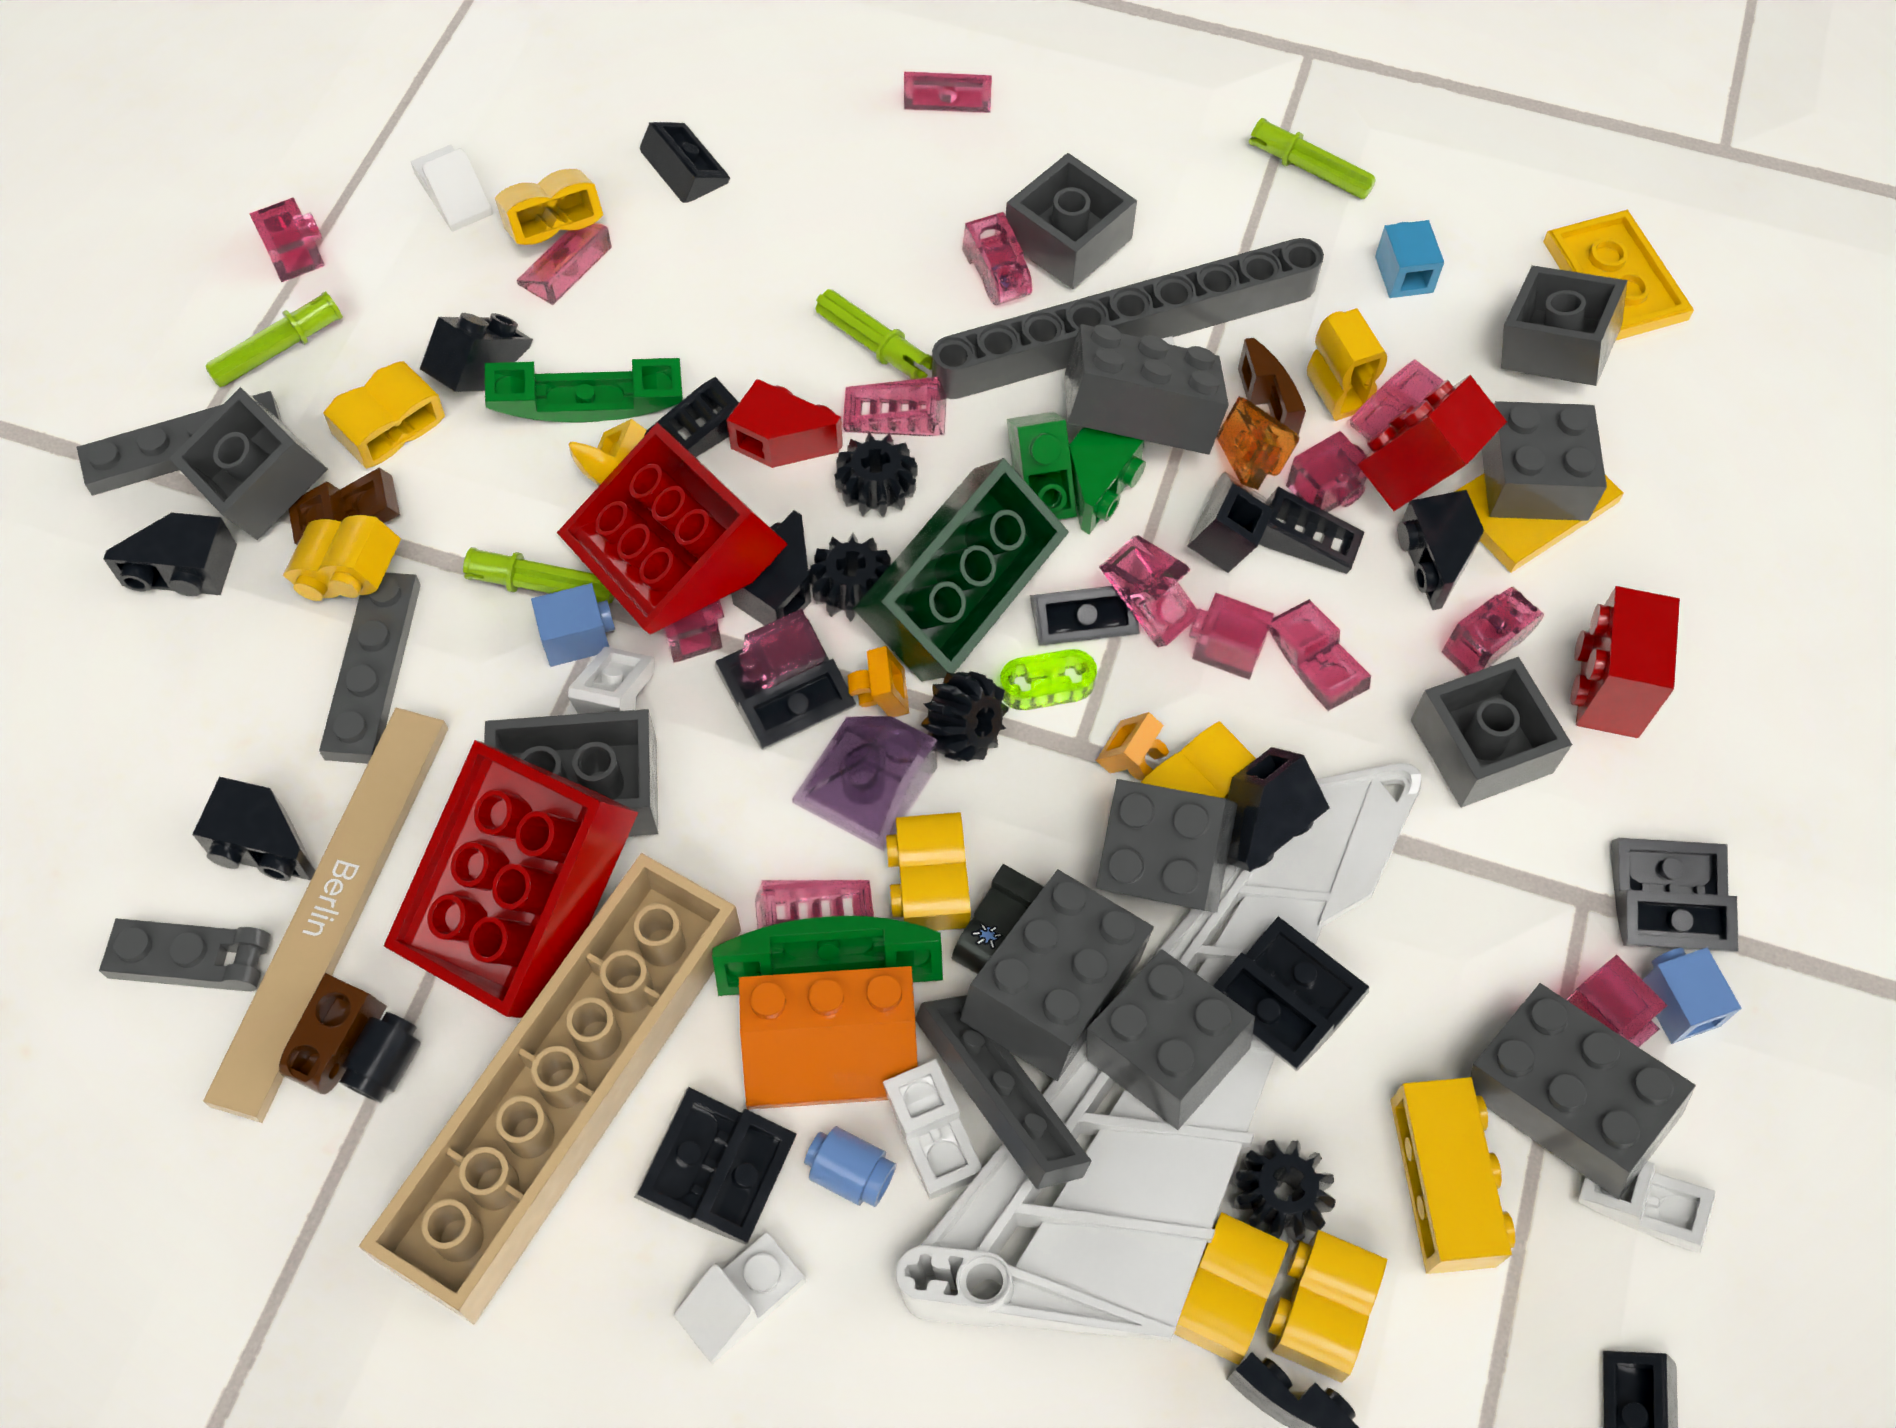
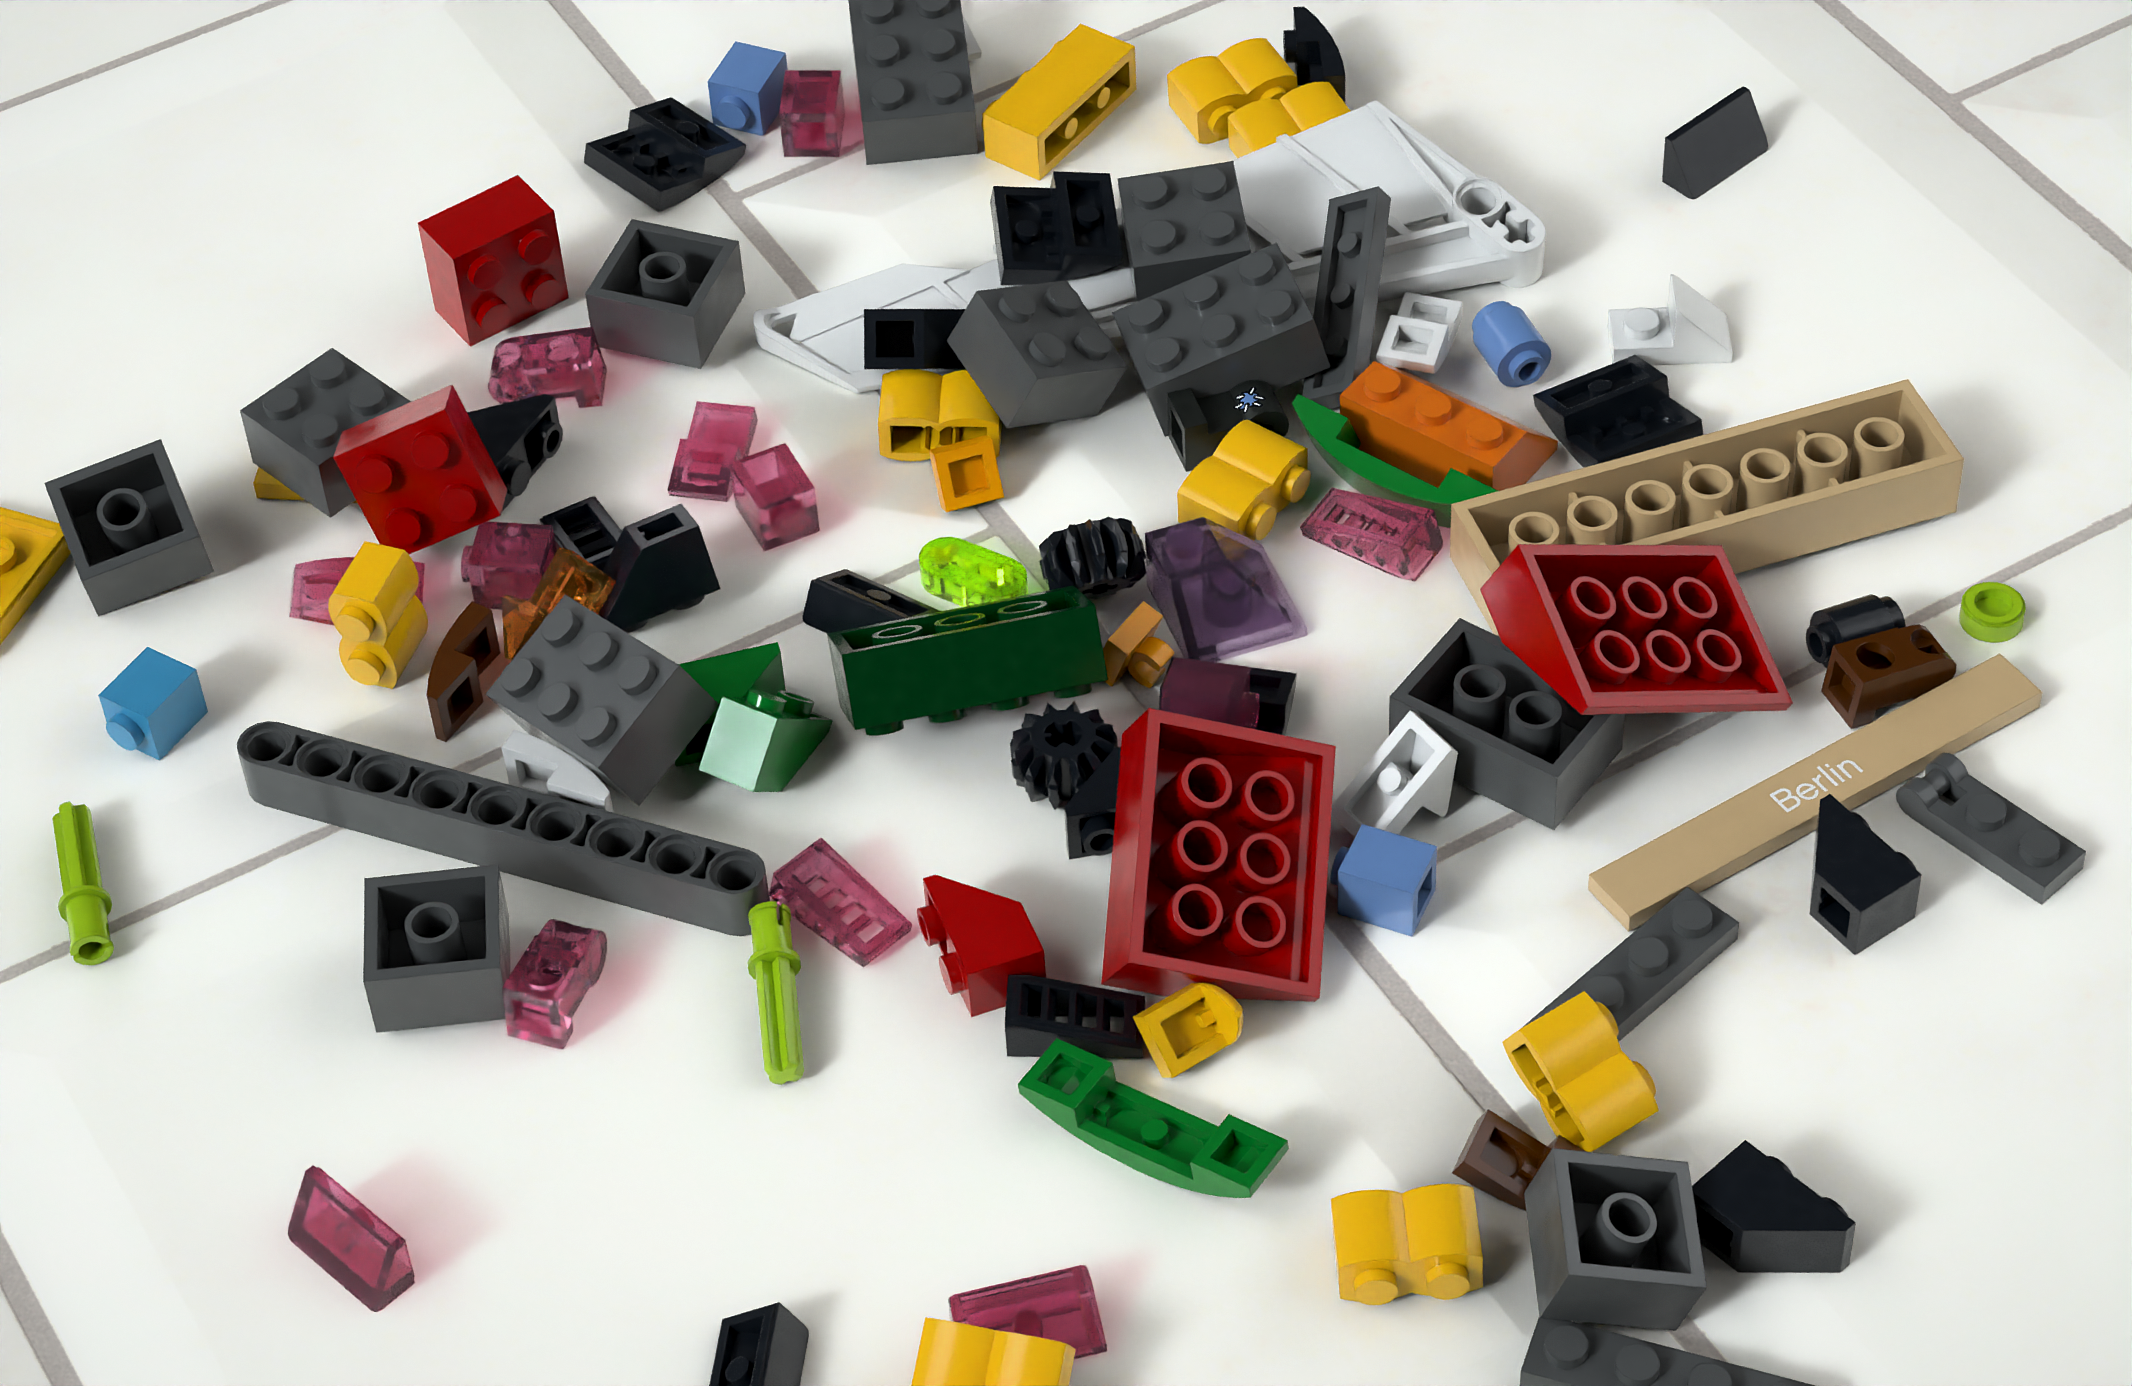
camera: 135 degrees left, 15 degrees down
(291, 1172) = (1992, 612): none -> lime tile
(466, 343) = (1239, 1249): black slope -> none
(517, 572) = (1395, 978): lime axle -> none
(876, 474) = (937, 834): black gear -> none
(1150, 588) = (803, 546): clear pink slope -> none
(1269, 1172) = (1189, 143): black gear -> none

